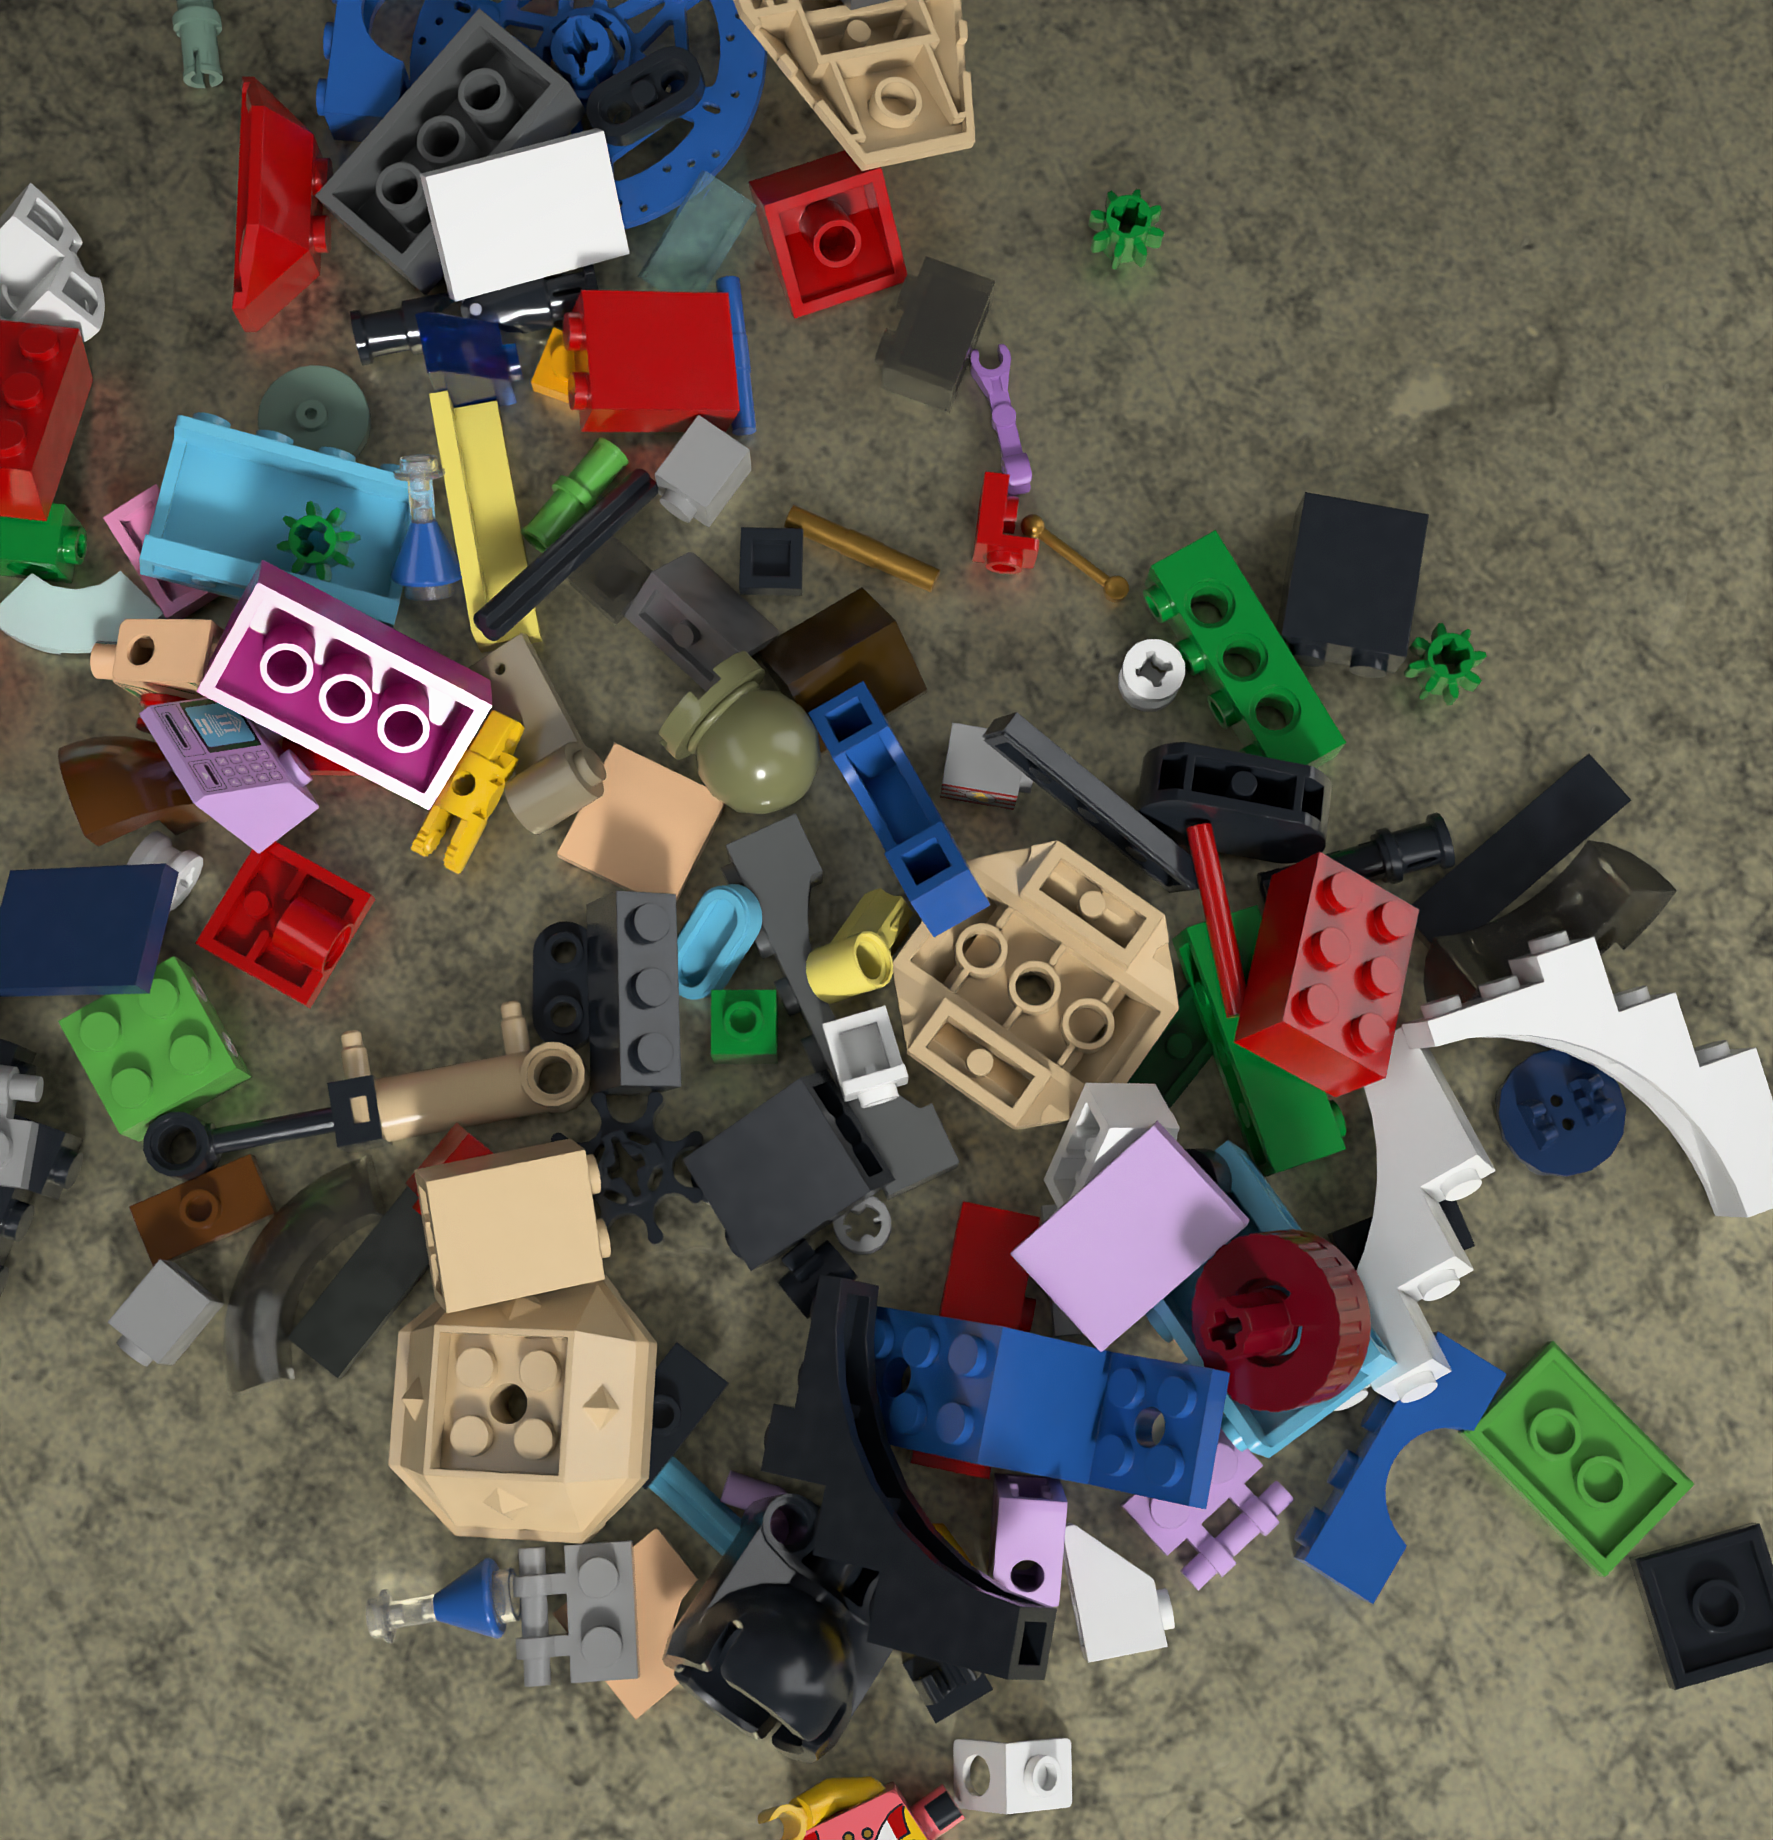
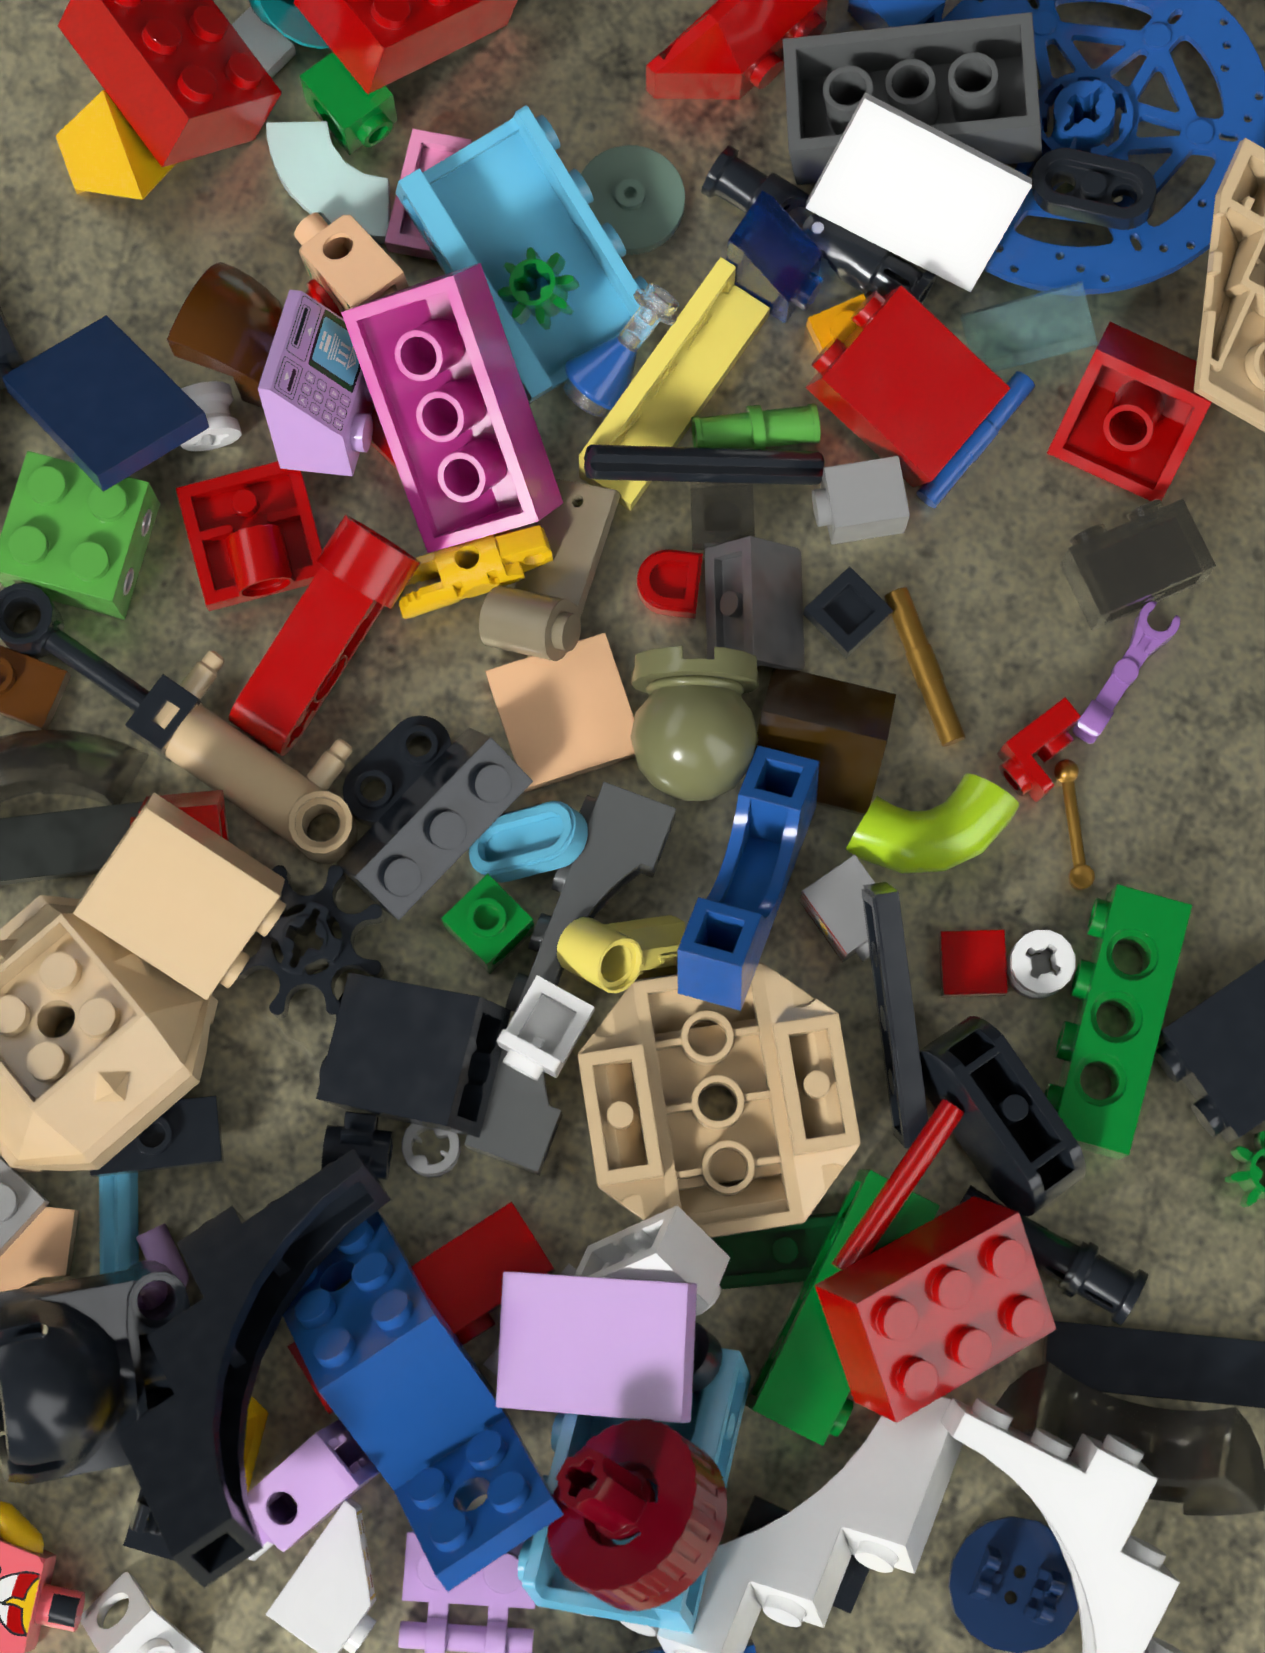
camera: 50 degrees right, 0 degrees up
(413, 940) = (338, 608): none -> red beam
(624, 663) = (670, 582): none -> red tile
(993, 657) = (938, 836): none -> lime cylinder
(1104, 720) = (973, 963): none -> red tile

